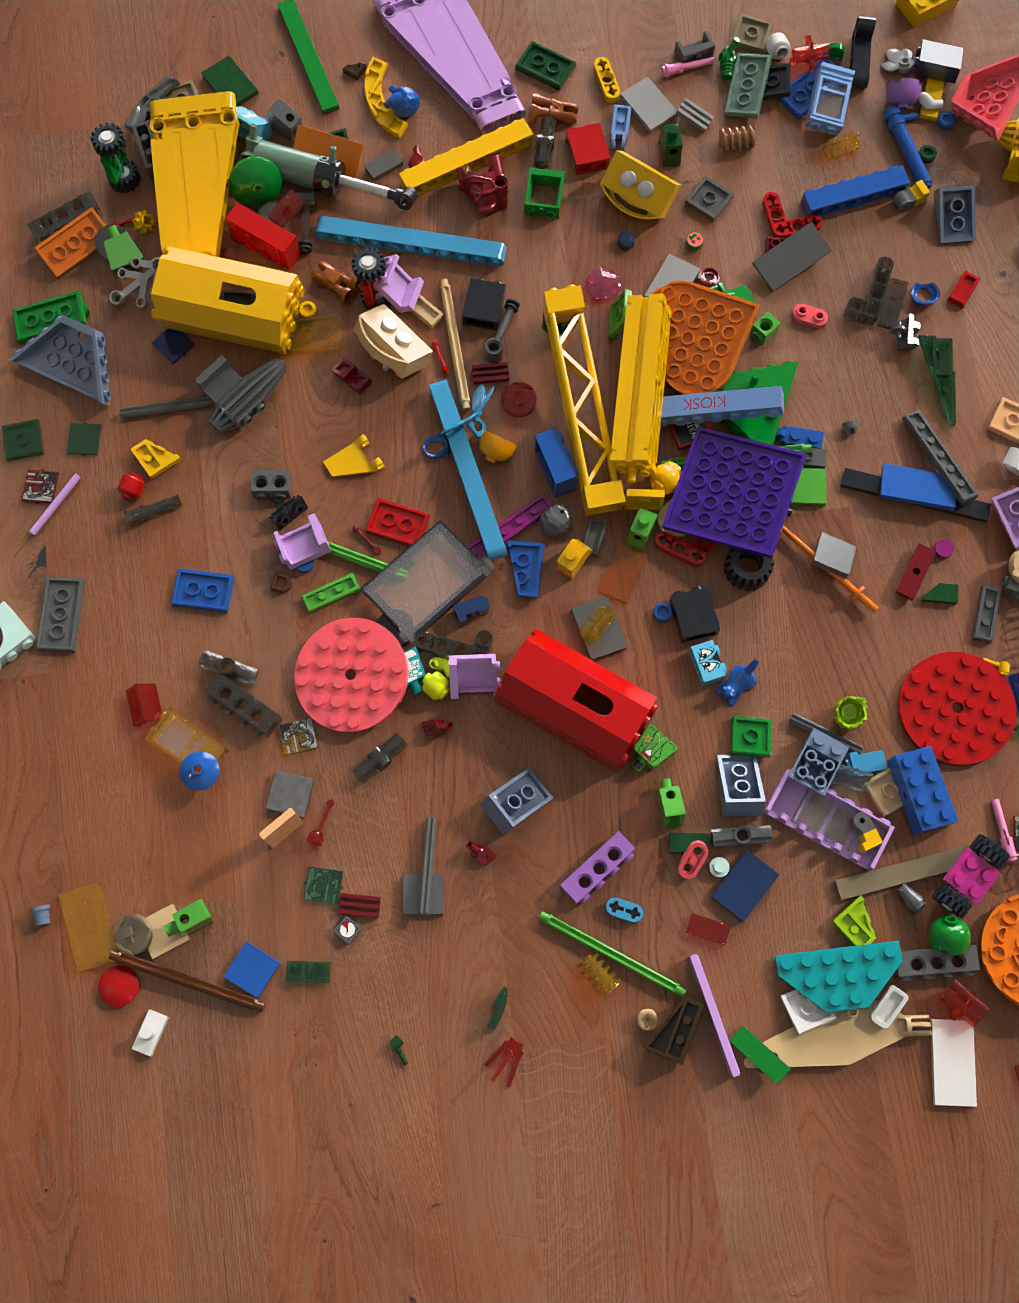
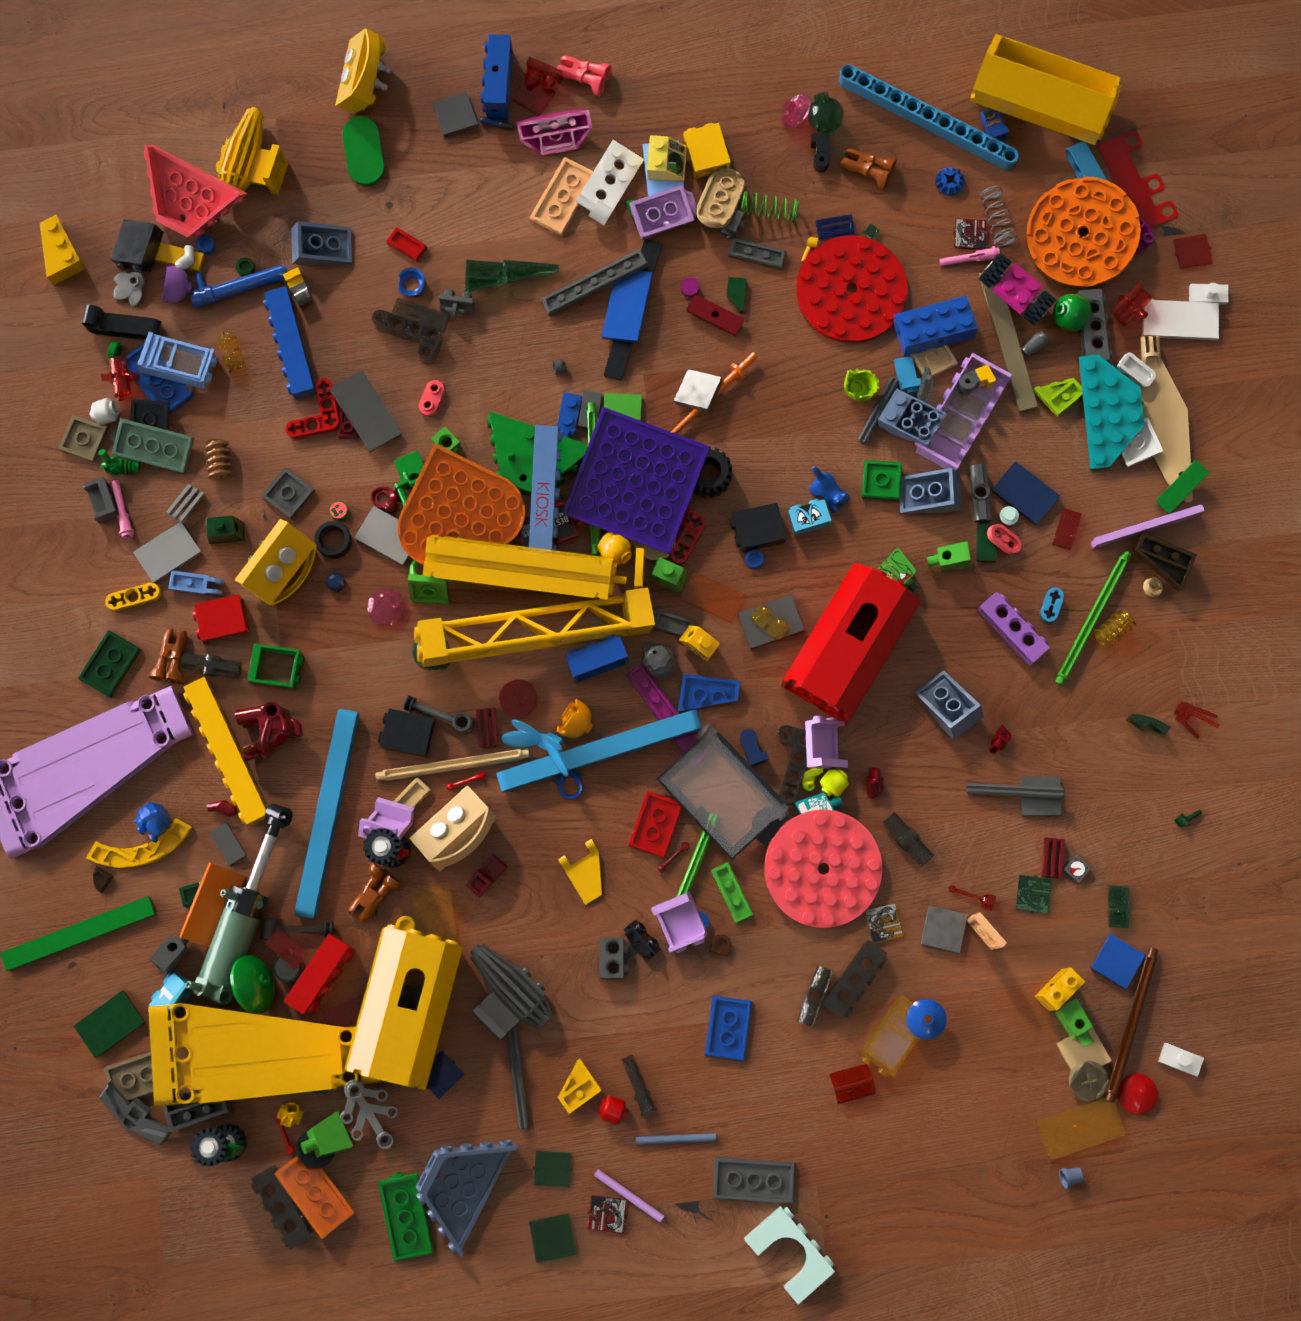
camera: 85 degrees left, 5 degrees up
(103, 544) = (667, 1139): none -> sand blue bar
(222, 903) = (1064, 985): none -> yellow window
(669, 224) = (343, 550): none -> black tyre
(987, 1096) = (1209, 293): none -> white tile

